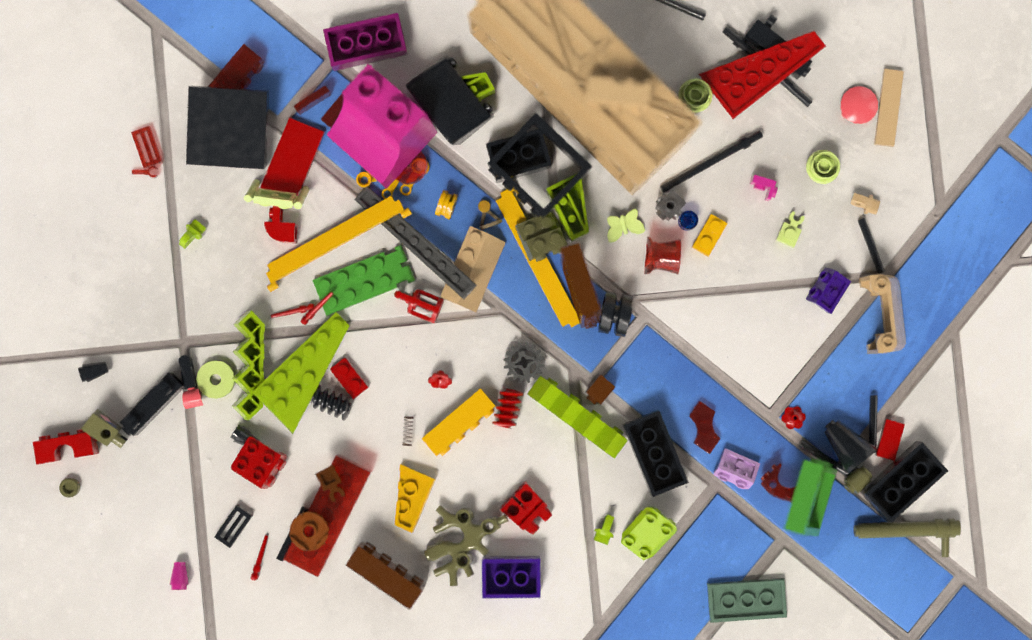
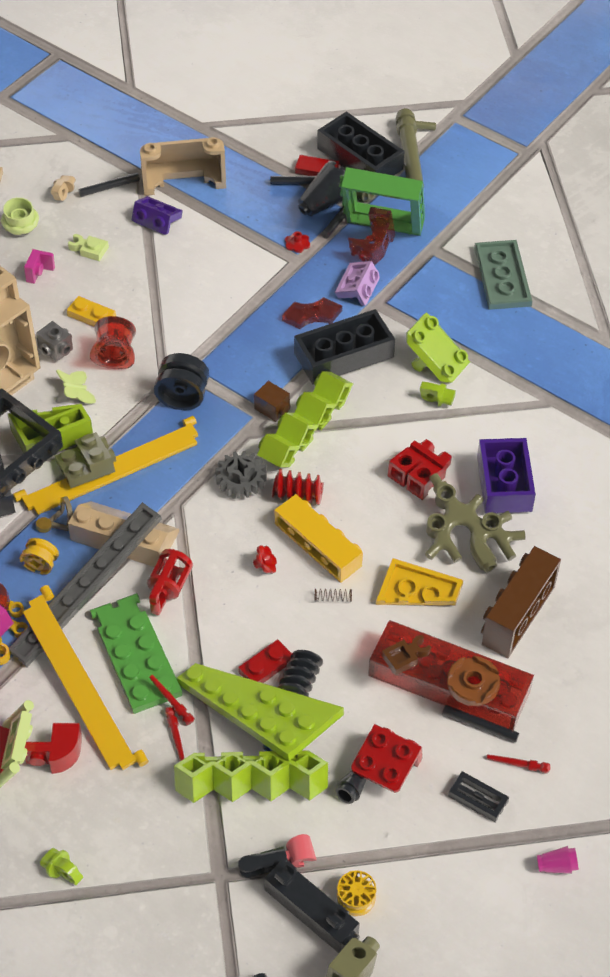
camera: 90 degrees left, 35 degrees down
(162, 435) = (356, 893): none -> yellow wheel
(204, 379) = (268, 813): yellowish green tile -> none
(580, 285) = (156, 423): reddish brown window -> none
(685, 223) = (75, 326): clear blue wheel -> none

